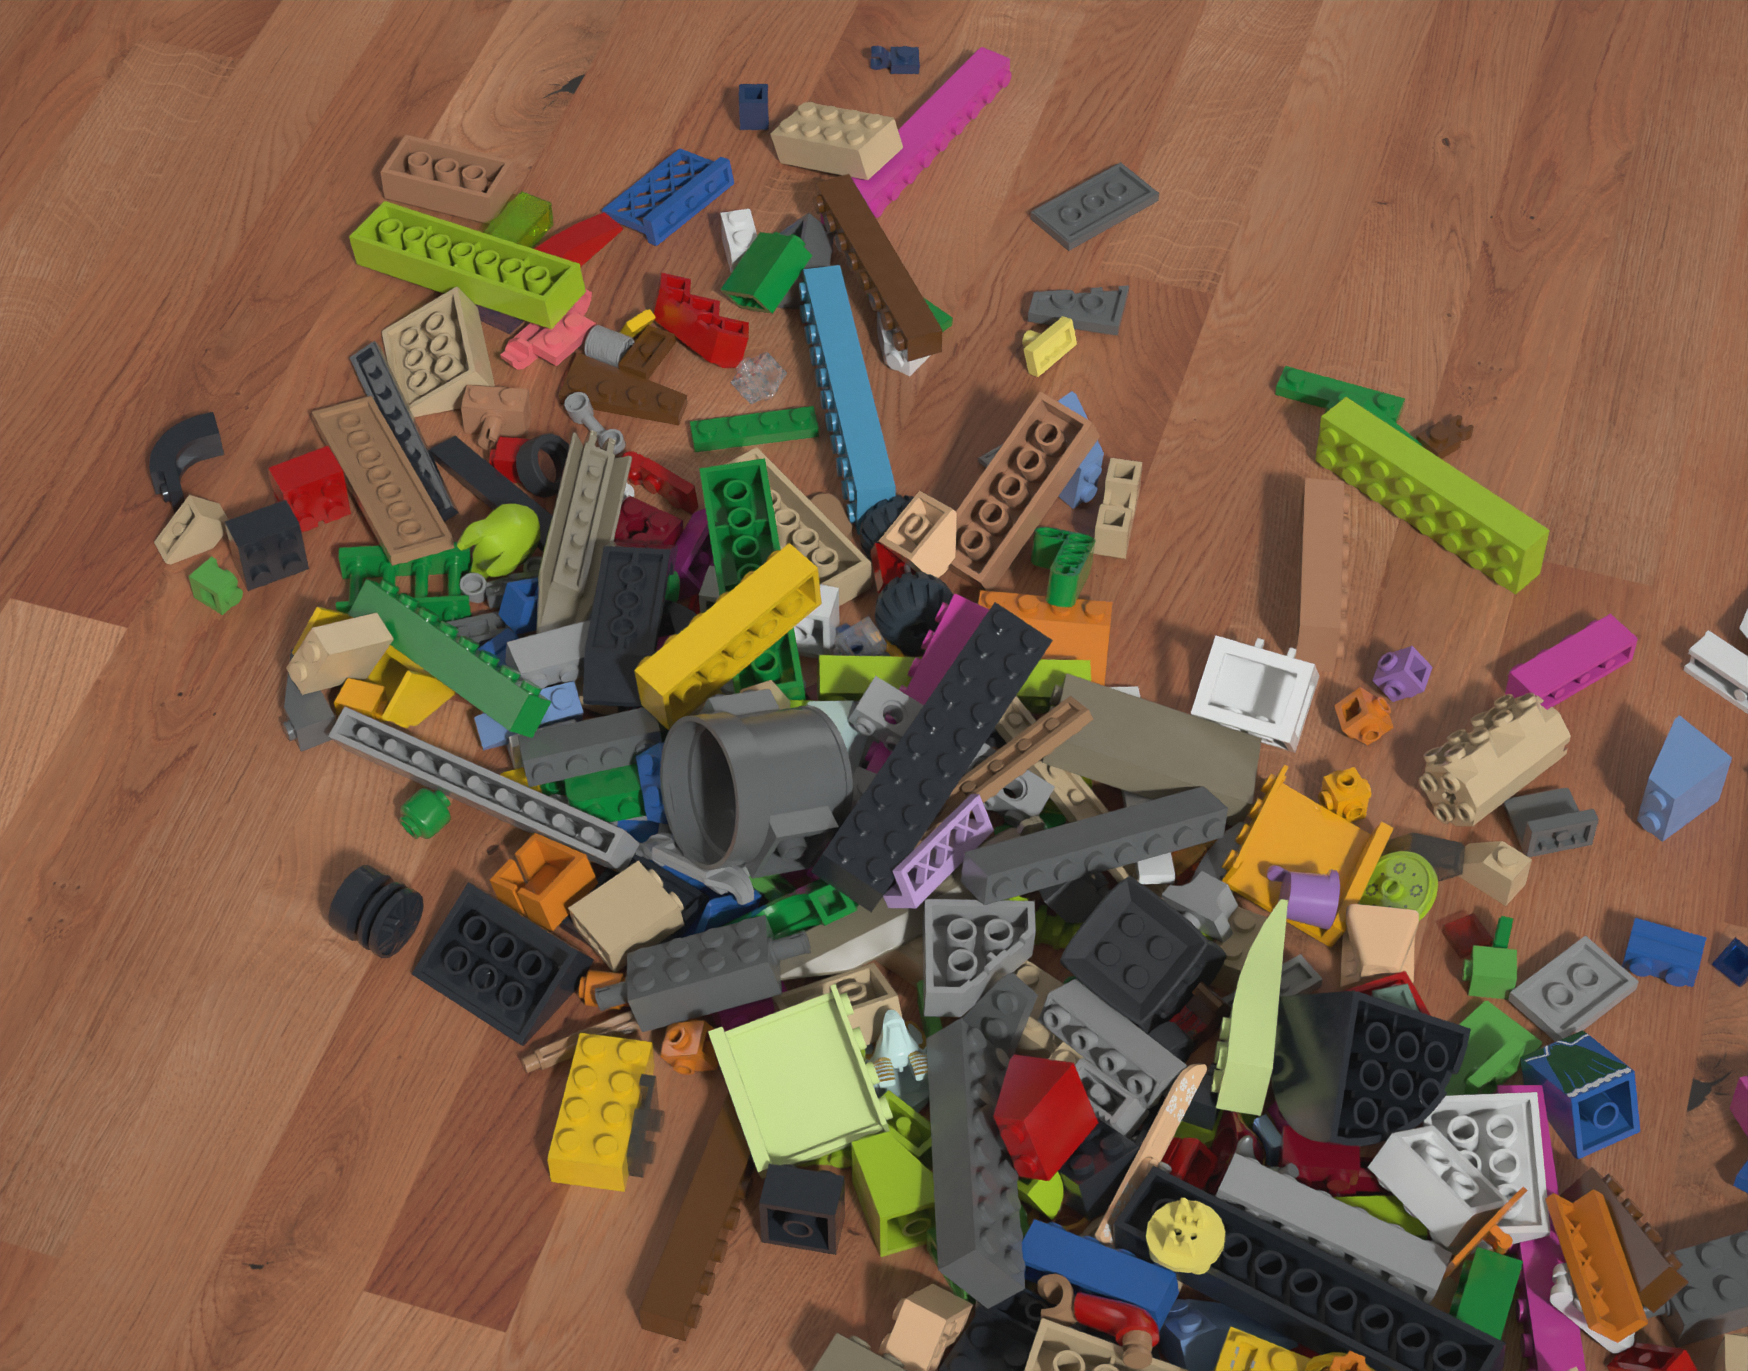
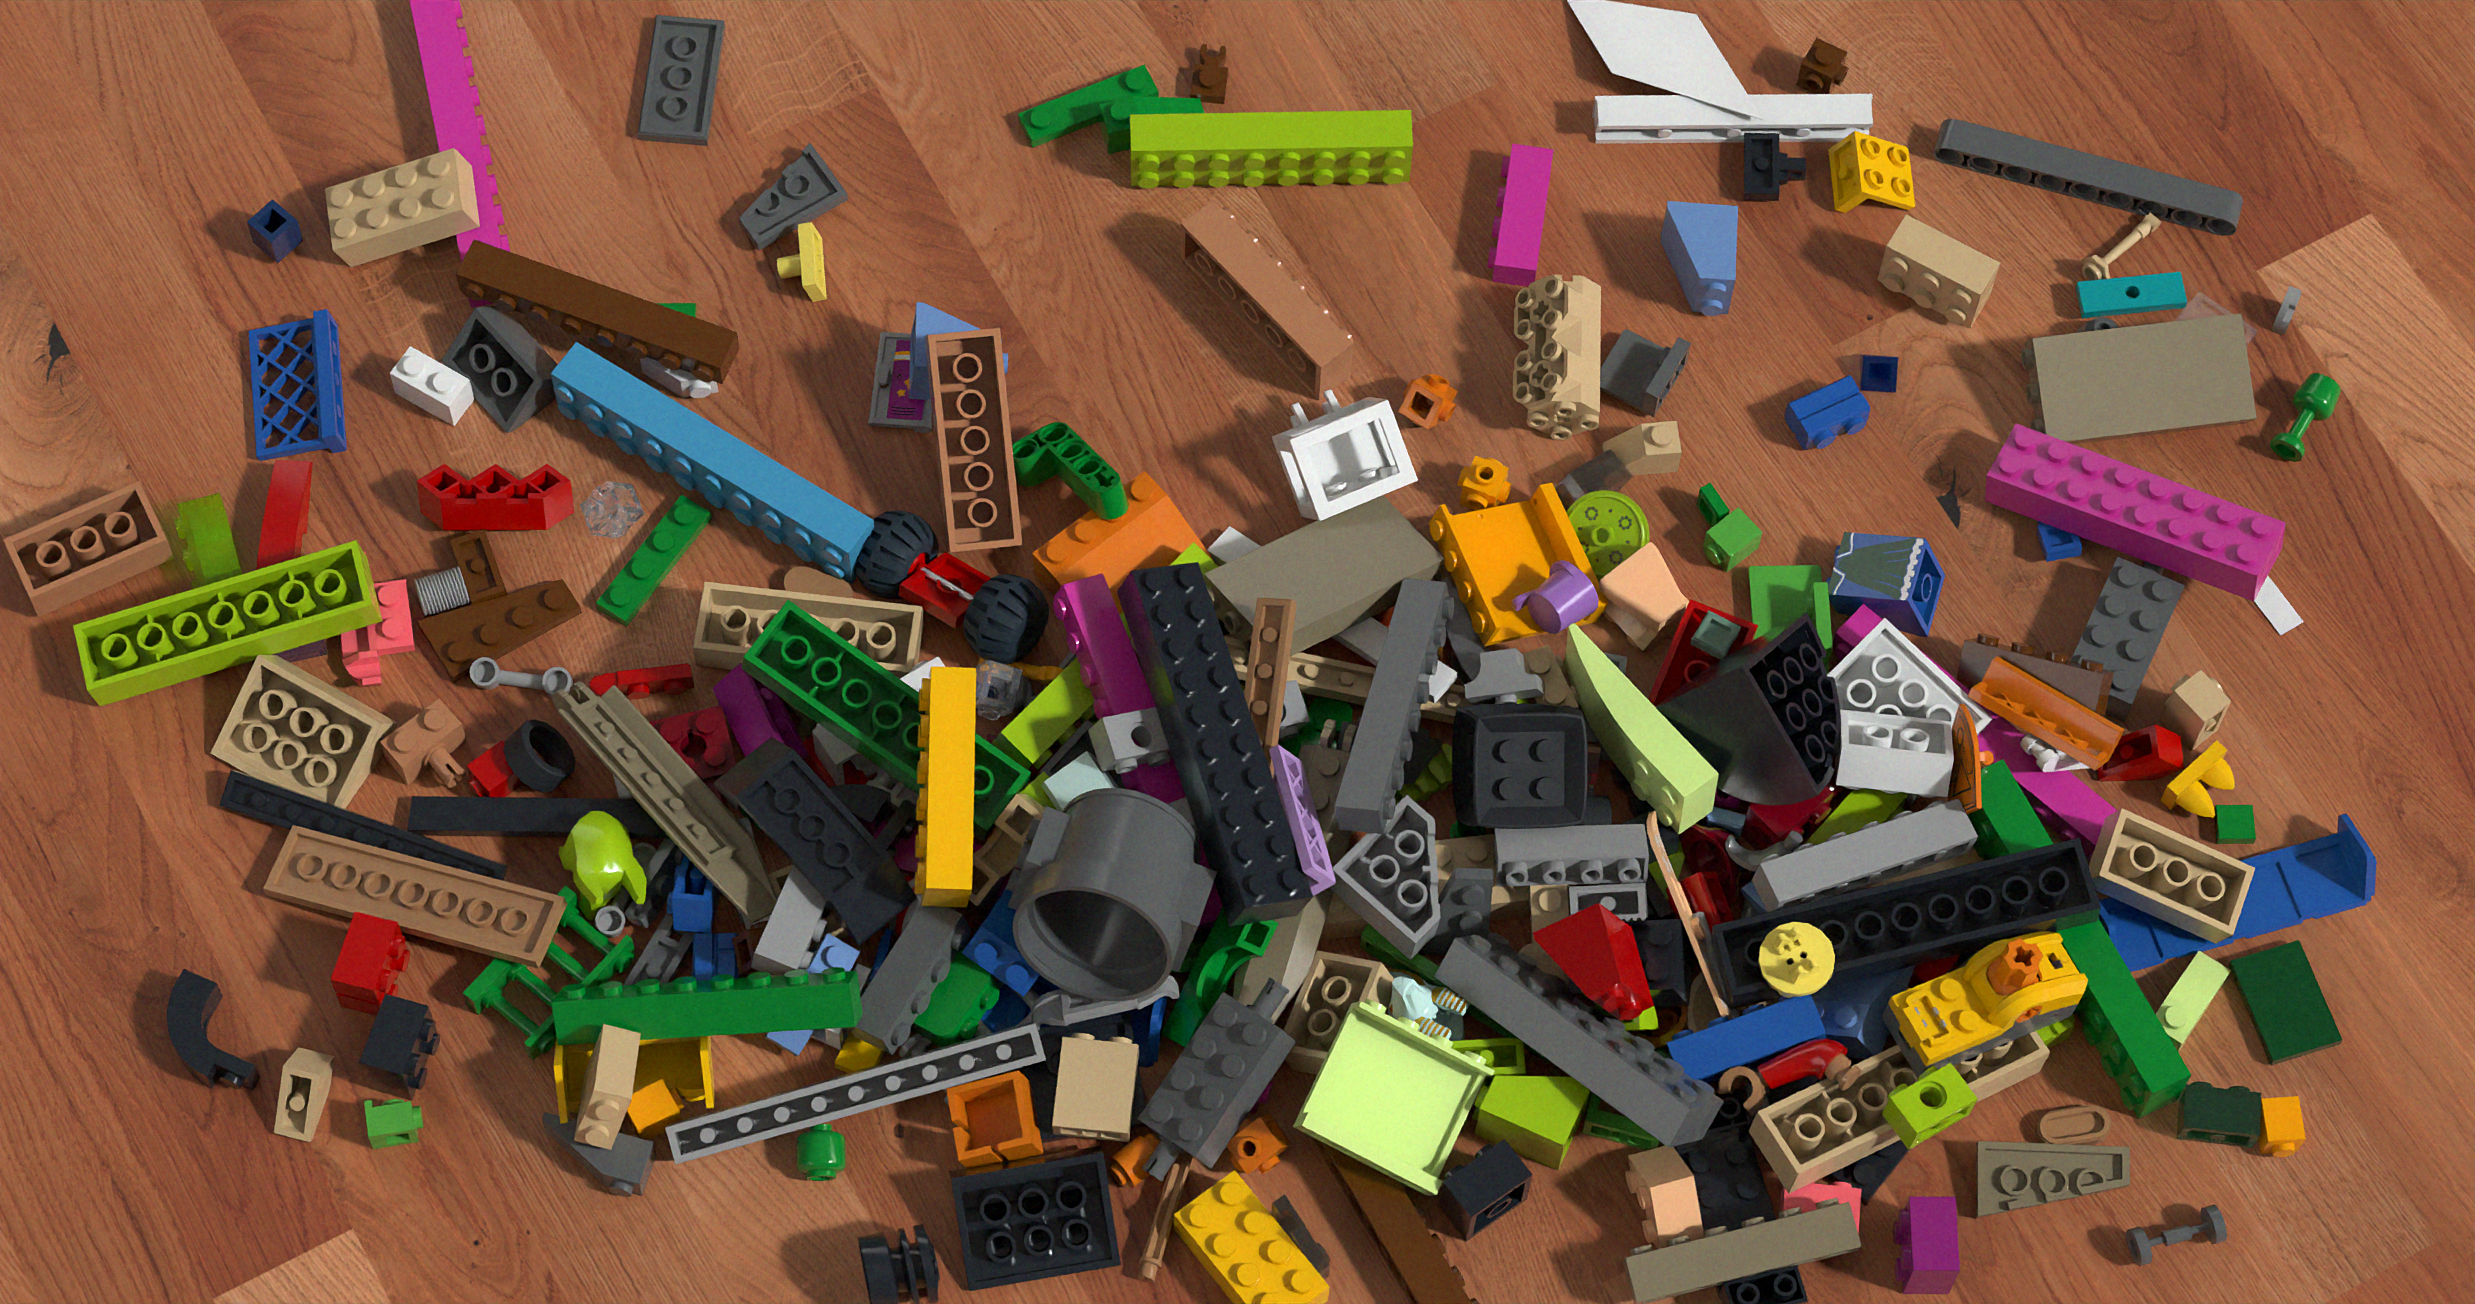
camera: 50 degrees left, 15 degrees up
(638, 324) = (439, 549): yellow tile -> none
(766, 272) = (506, 399): green brick -> none
(900, 59) = (333, 62): dark blue plate -> none
(923, 535) = (945, 545): light nougat slope -> none
(1118, 508) = (1055, 392): tan arch -> none
(1402, 673) = (1416, 336): medium lavender brick -> none
(1465, 933) = (1679, 523): clear red tile -> none
(1573, 990) = (1798, 502): light grey plate -> none

